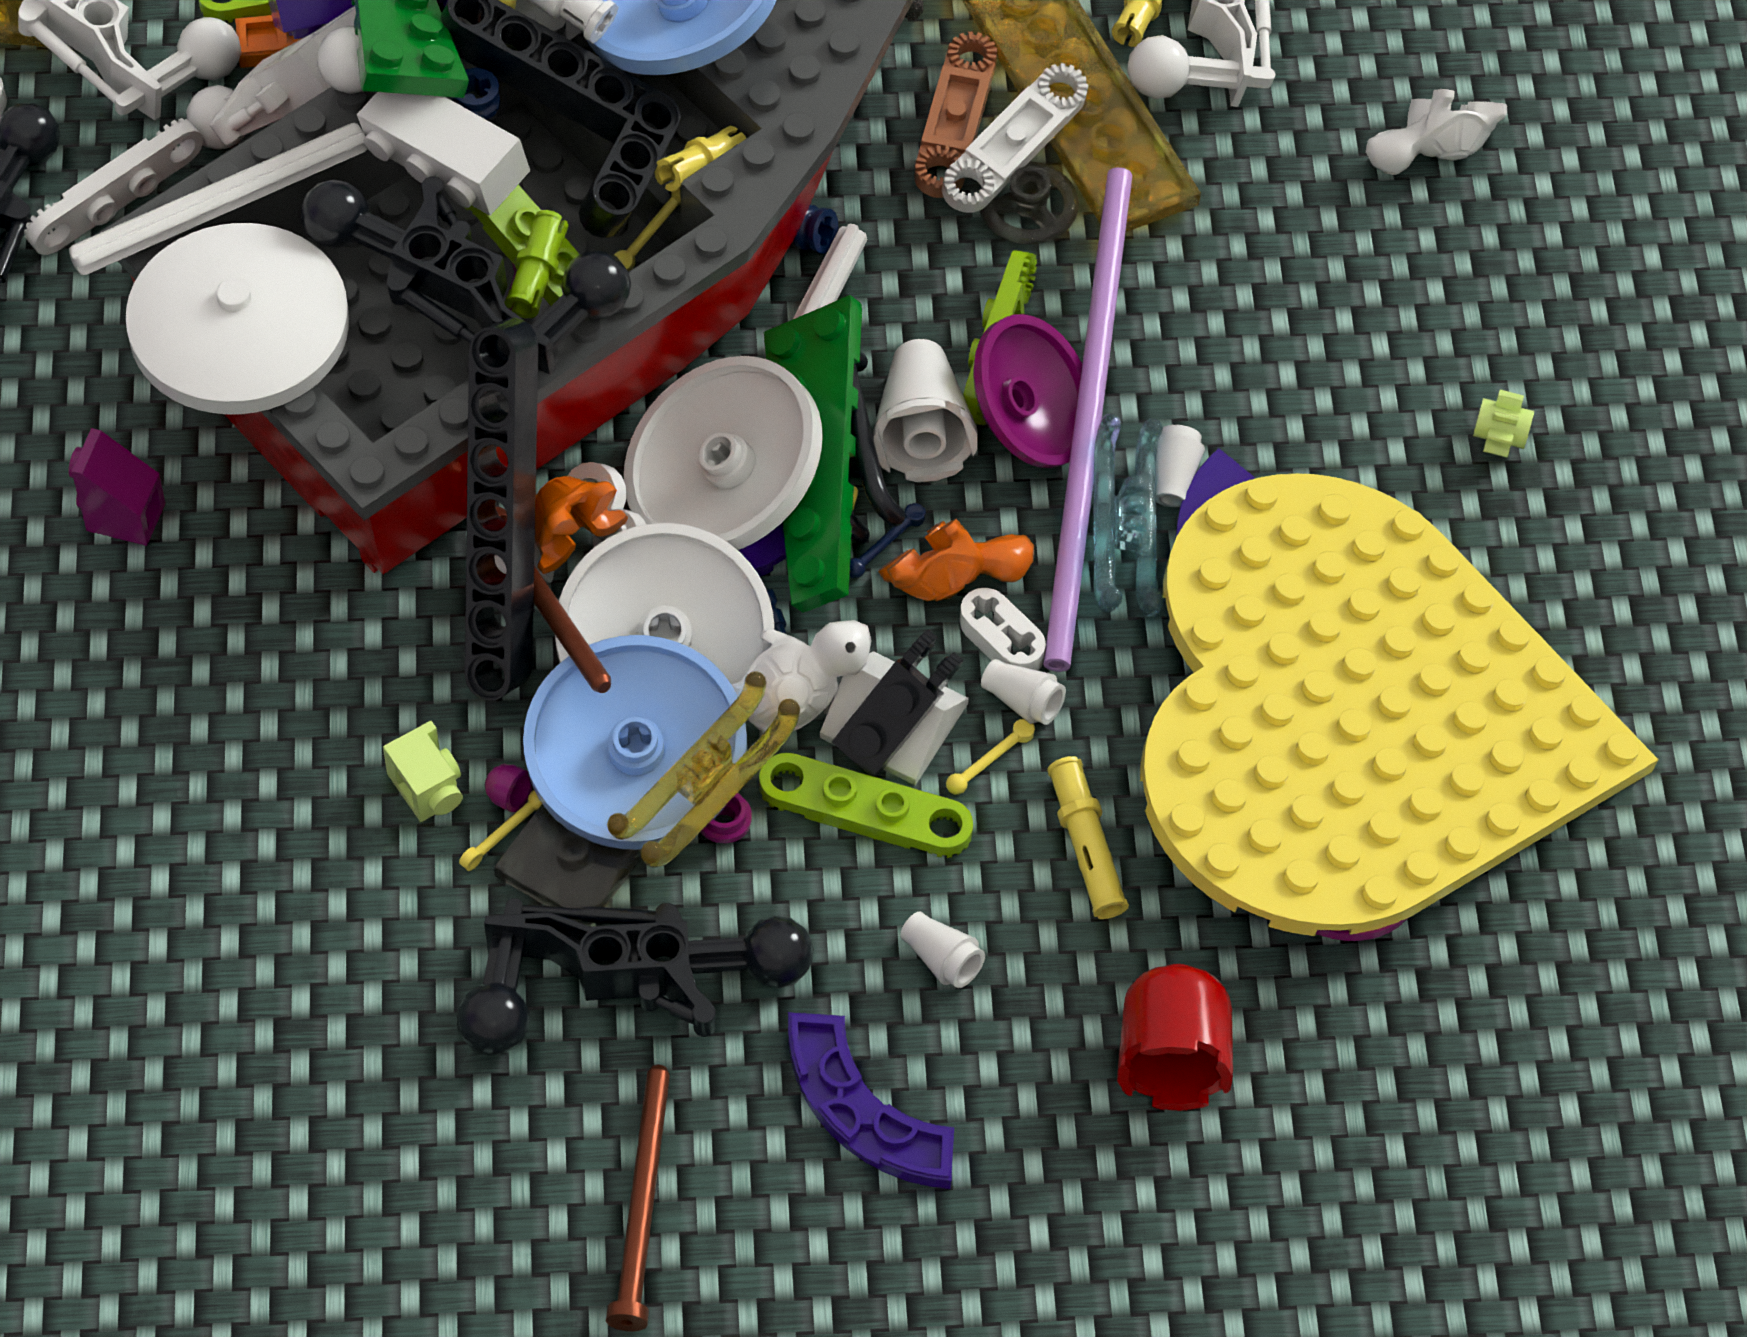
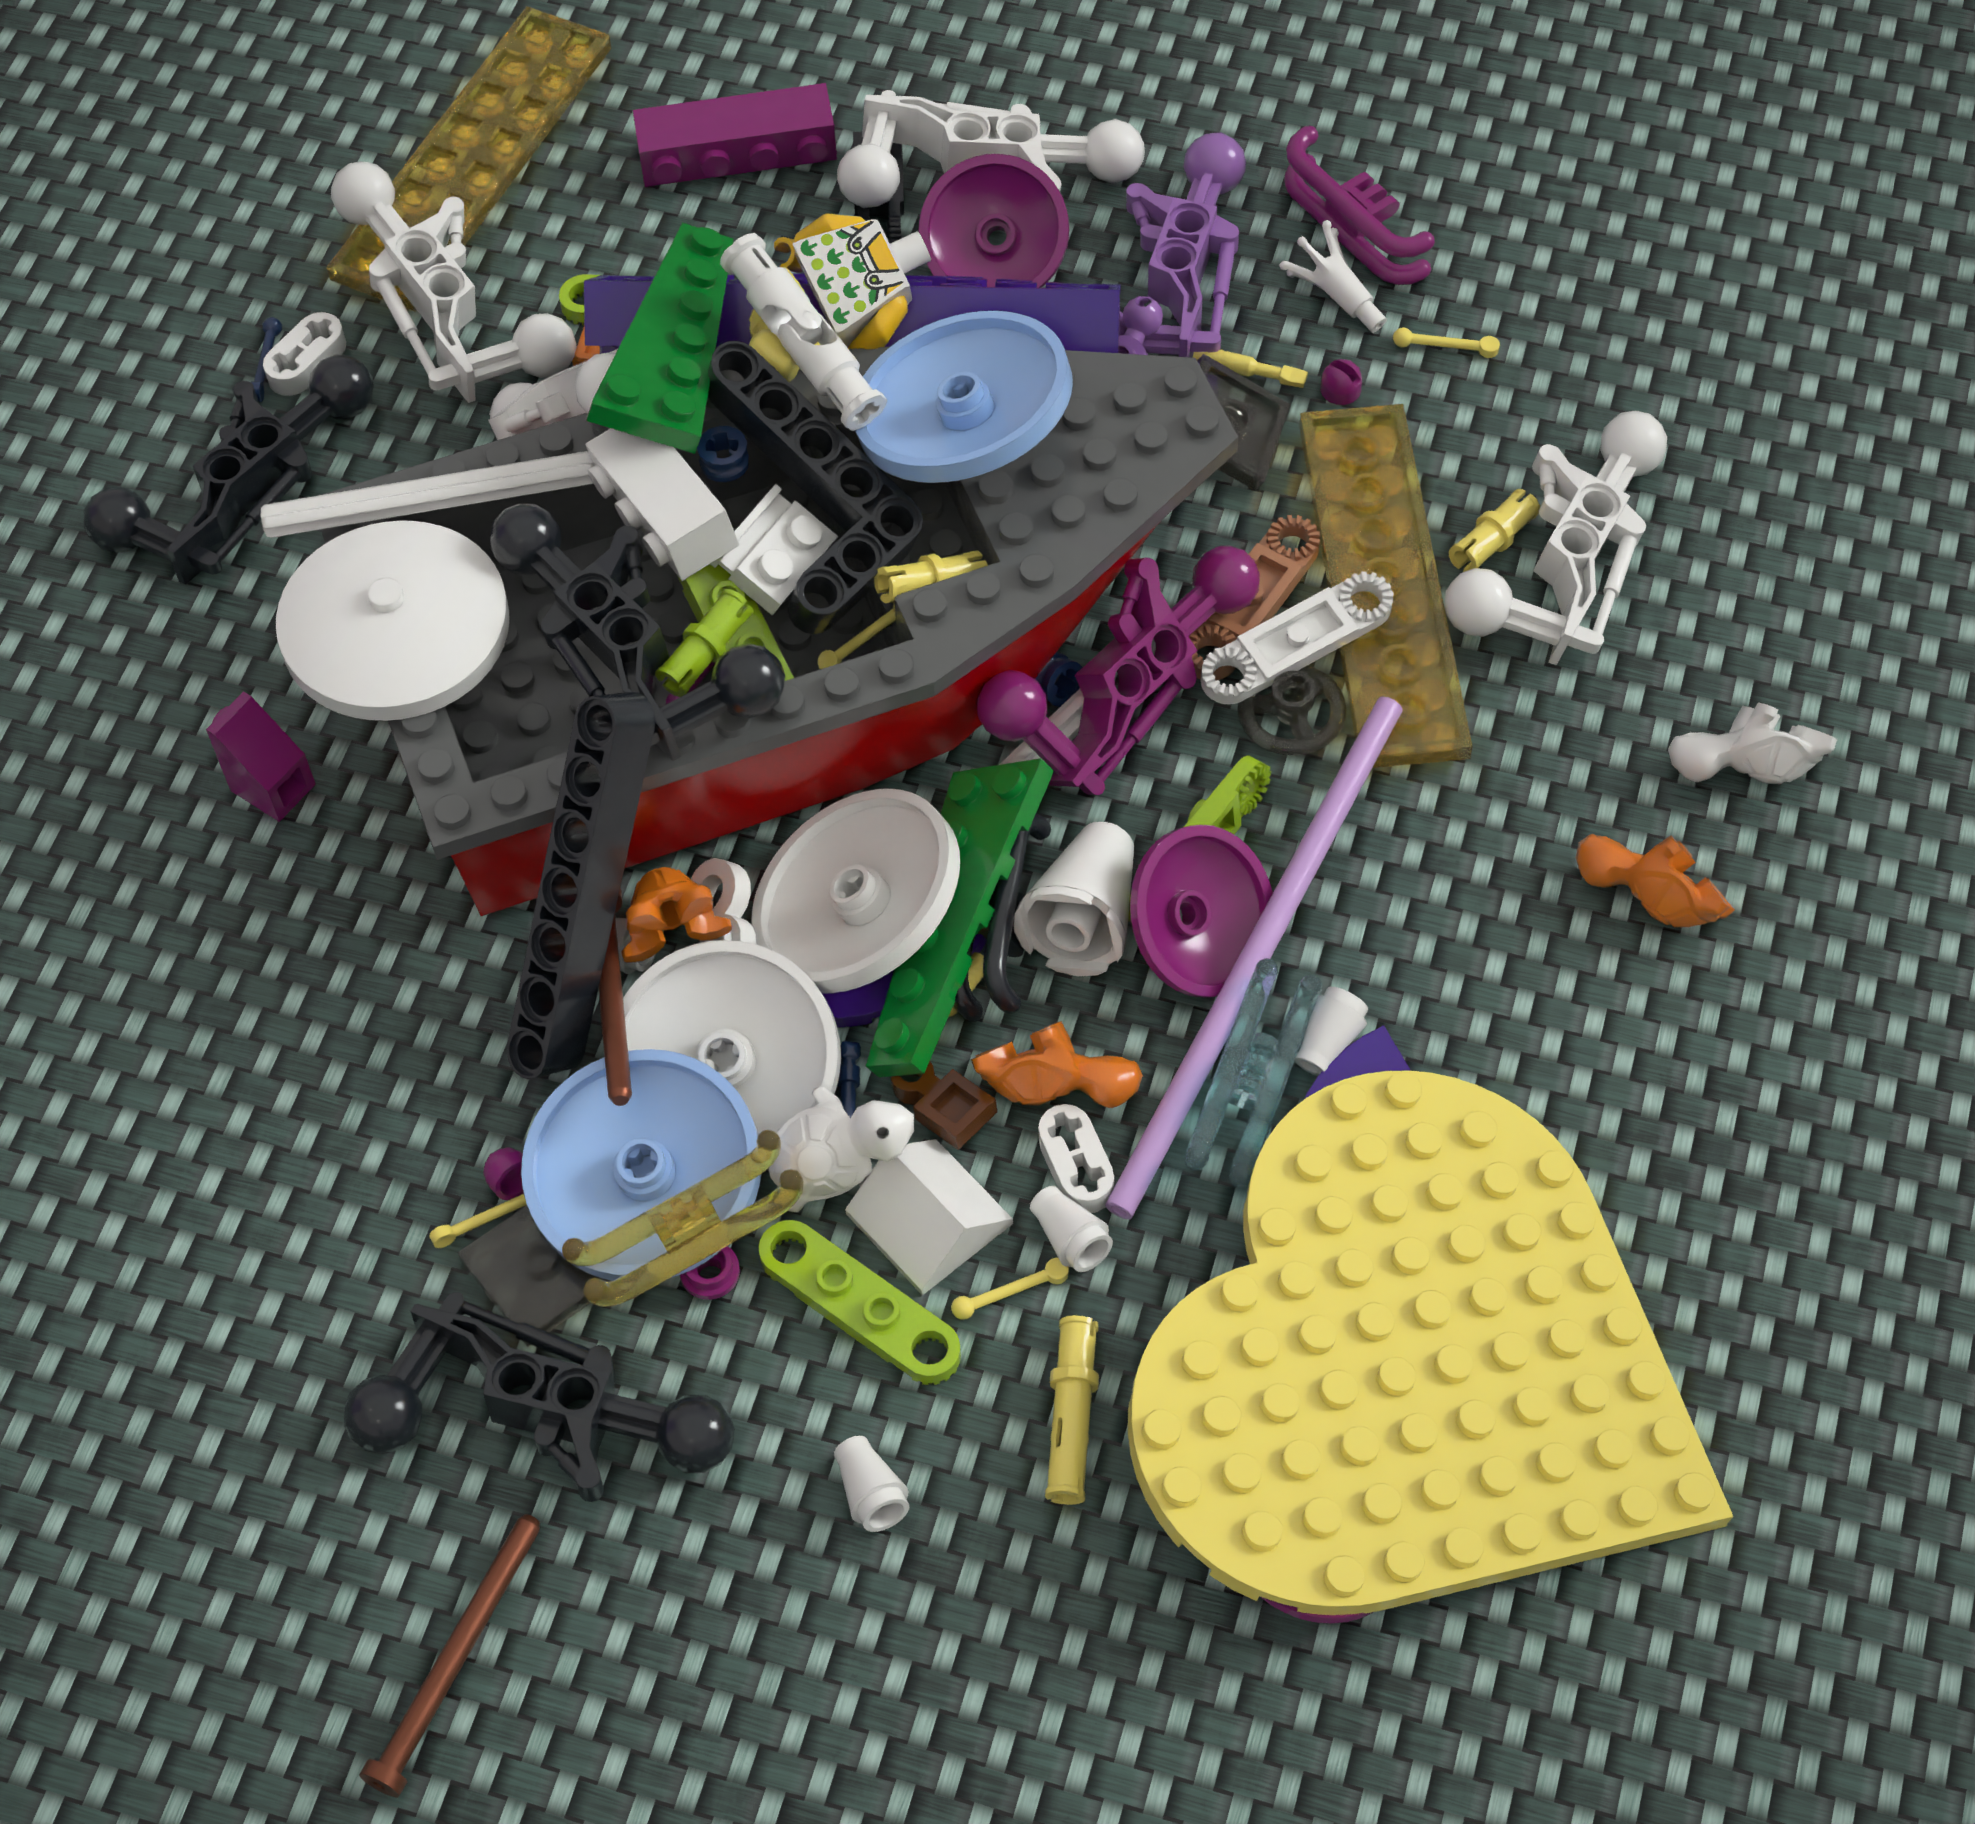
camera: 25 degrees right, 0 degrees up
(113, 187) = (396, 452): white plate -> none
(423, 772) = (431, 1131): yellowish green brick -> none
(559, 168) = (775, 549): none -> white plate
(857, 1118) = (708, 1635): dark purple tile -> none
(884, 613) = (947, 1106): none -> reddish brown plate
(885, 201) = (1016, 706): none -> magenta piece
(895, 707) = (917, 1208): black hinge -> none
(914, 516) = (1038, 1007): dark blue hinge -> none
(1176, 1038) = (1067, 1663): red cylinder -> none
(1398, 264) = (1654, 880): none -> orange animal
(1503, 423) = (1703, 1086): yellowish green gear -> none

